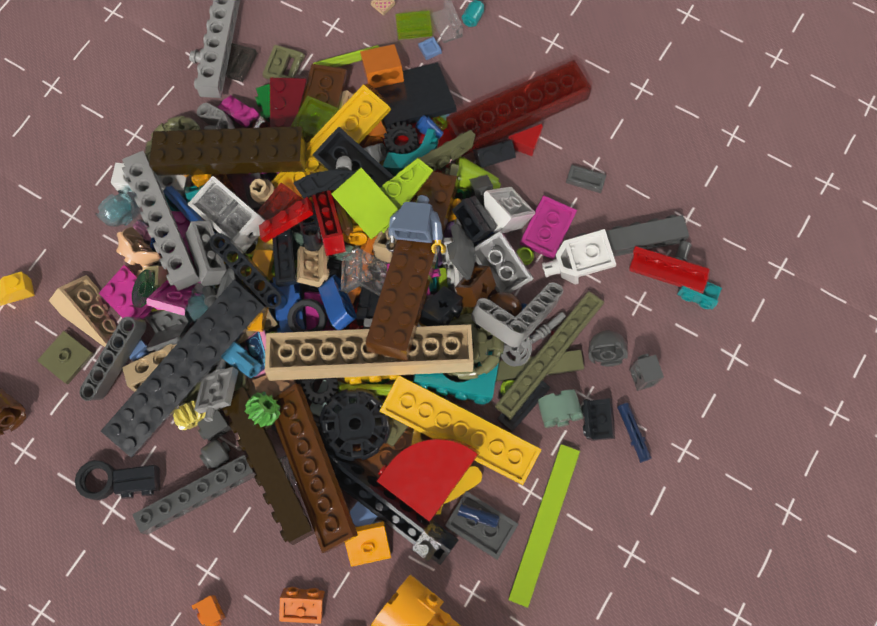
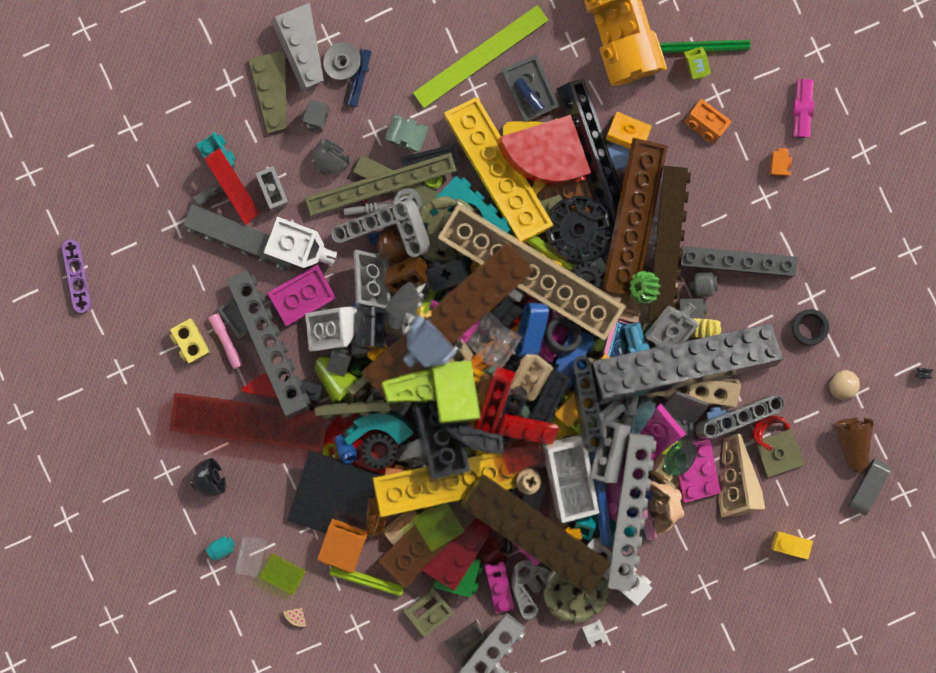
camera: 150 degrees left, 15 degrees up
(36, 451) = (844, 385): none -> tan hair
(90, 356) = (762, 424): none -> red helmet
(116, 210) = (661, 557): clear light blue cylinder -> none
(136, 481) = (778, 304): black brick -> none
(141, 127) = (594, 632): none -> white tile
(344, 163) = (449, 442): light grey hinge -> none
(429, 48) = (283, 541): medium blue tile -> none
(429, 541) = (580, 99): clear smoke bracket -> none
(517, 51) = (207, 479): none -> black cylinder
(525, 255) = (340, 284): lime plate -> none
(557, 166) = (238, 285): none -> dark grey brick
(591, 162) = (220, 330): none -> bright pink piece
(598, 419) = (380, 106): black bracket -> none
(606, 142) = (193, 339): none -> light yellow brick
(635, 291) = (272, 188): none -> light grey brick
(664, 431) = (334, 58): none -> light grey dish
(703, 379) = (270, 83): none -> olive wing
(709, 427) = (299, 42): none -> light grey wedge
(728, 133) = (74, 276): none -> medium lavender beam

